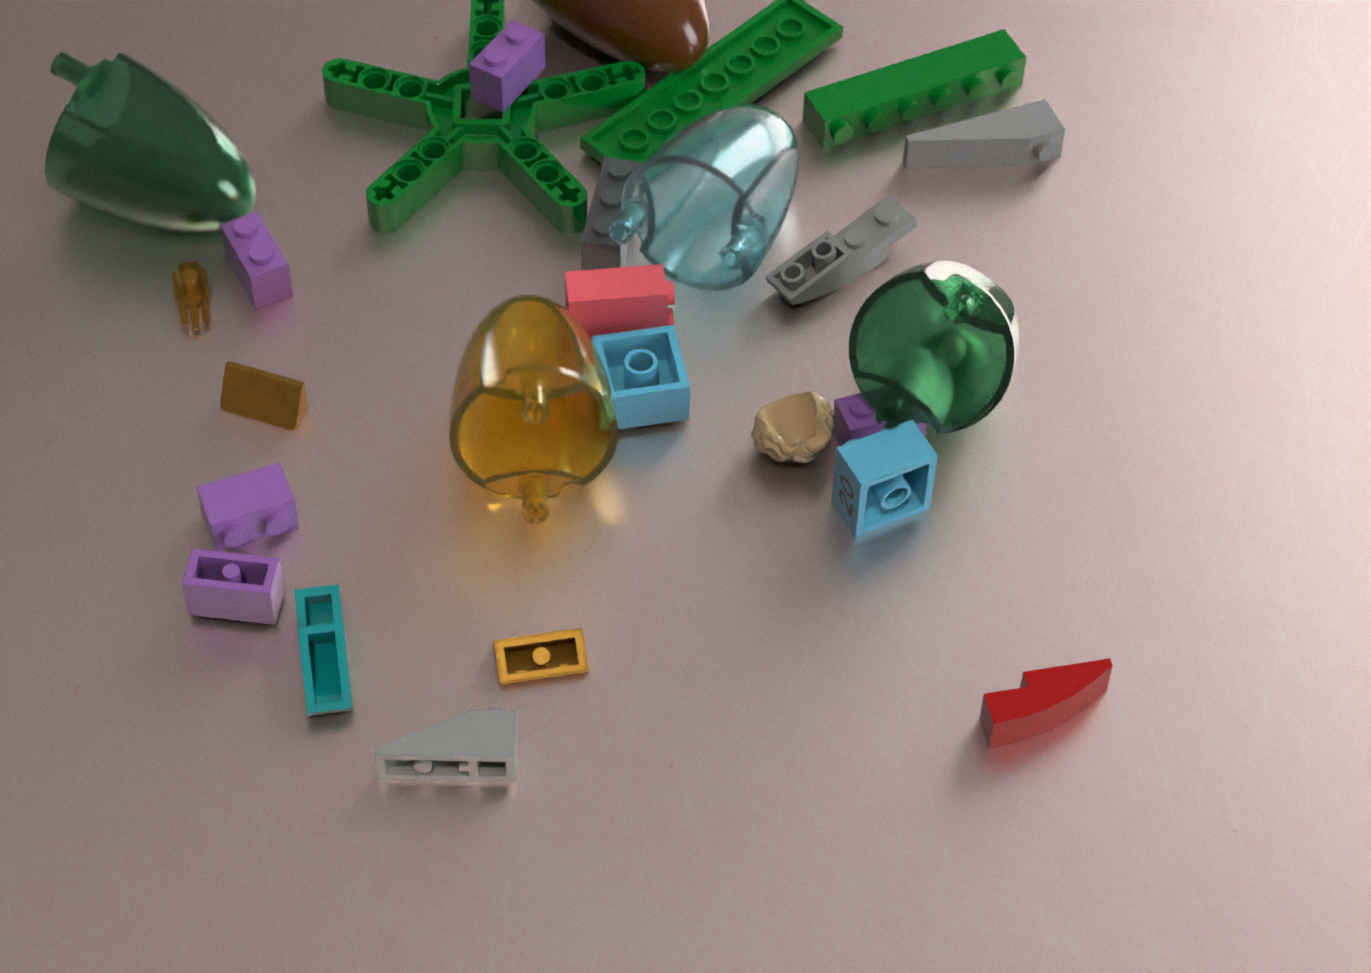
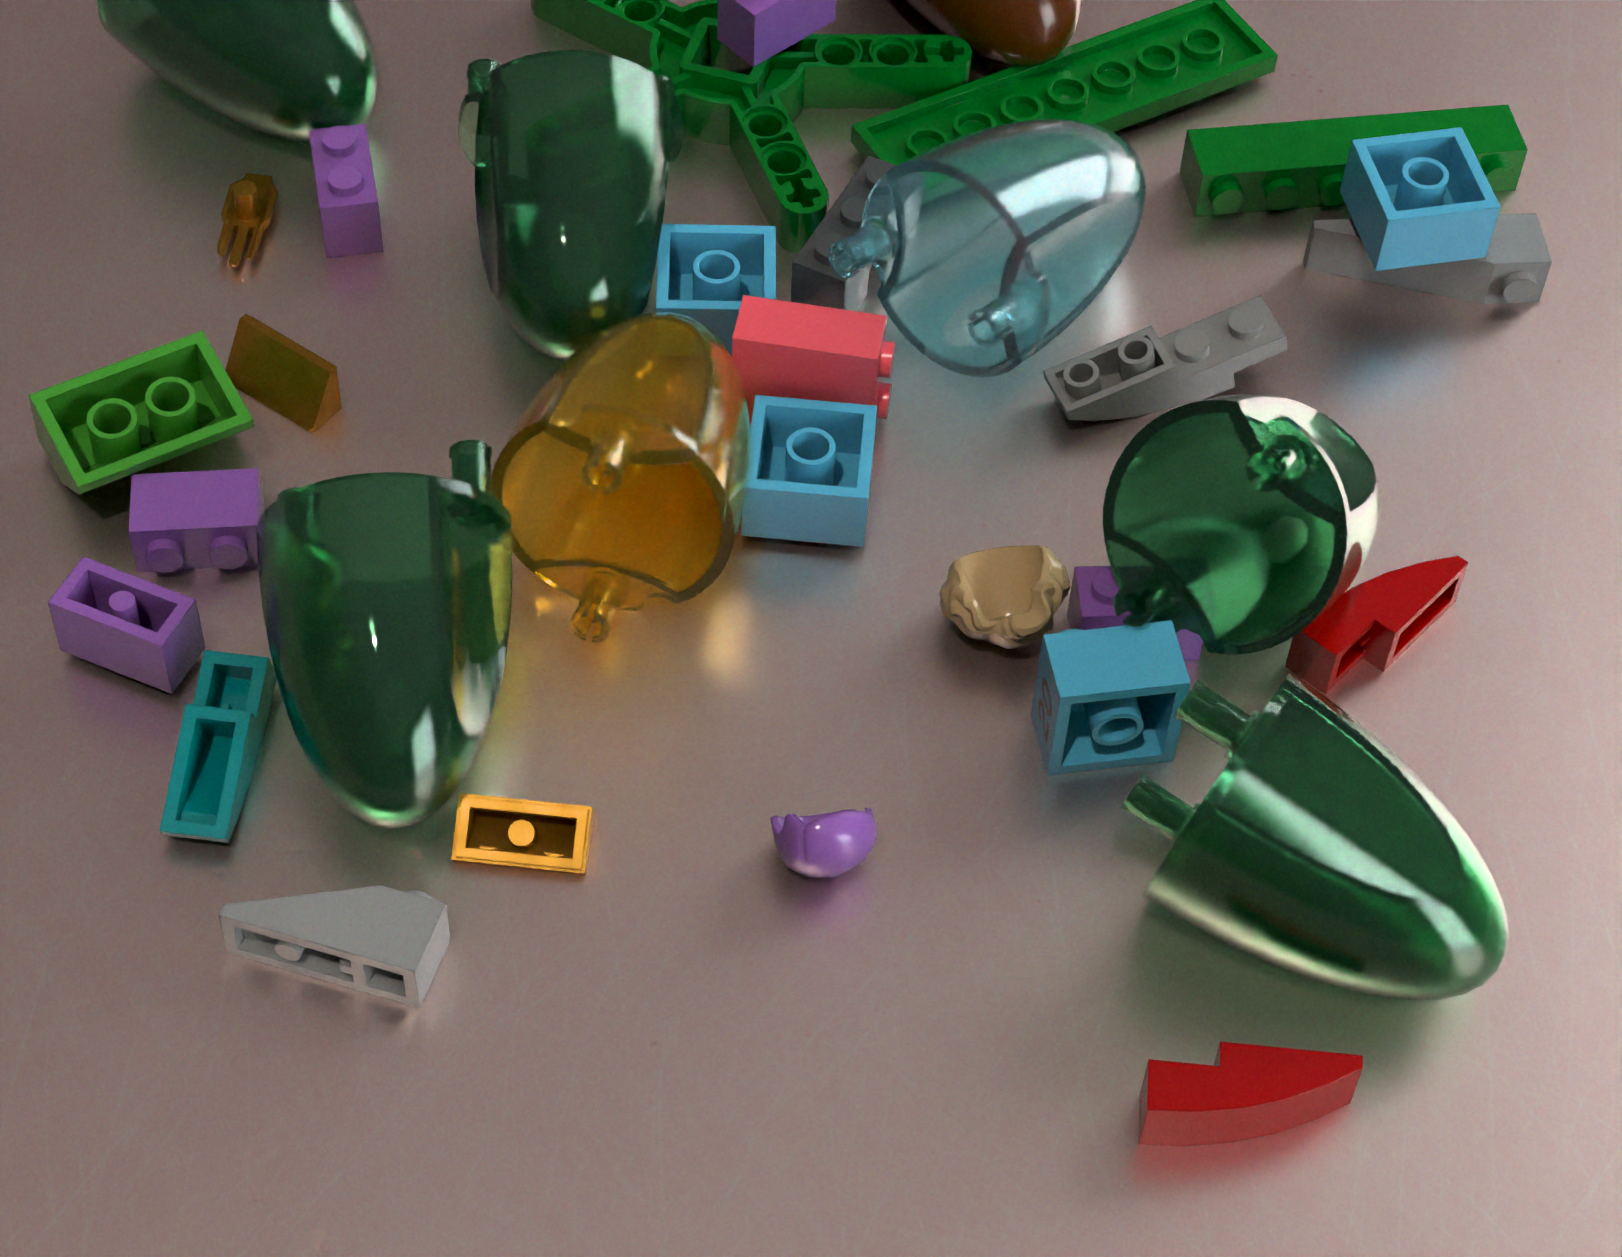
camera: 15 degrees right, 0 degrees up
(183, 446) = (137, 413): none -> bright green slope
(419, 545) = (389, 628): none -> clear green windscreen
(420, 229) = (569, 188): none -> clear green windscreen
(531, 261) = (711, 268): none -> medium azure brick
(736, 613) = (825, 842): none -> medium lavender hair
(973, 107) = (1419, 198): none -> medium azure brick
(1030, 389) = (1375, 621): none -> red slope
(1048, 541) = (1324, 854): none -> clear green windscreen

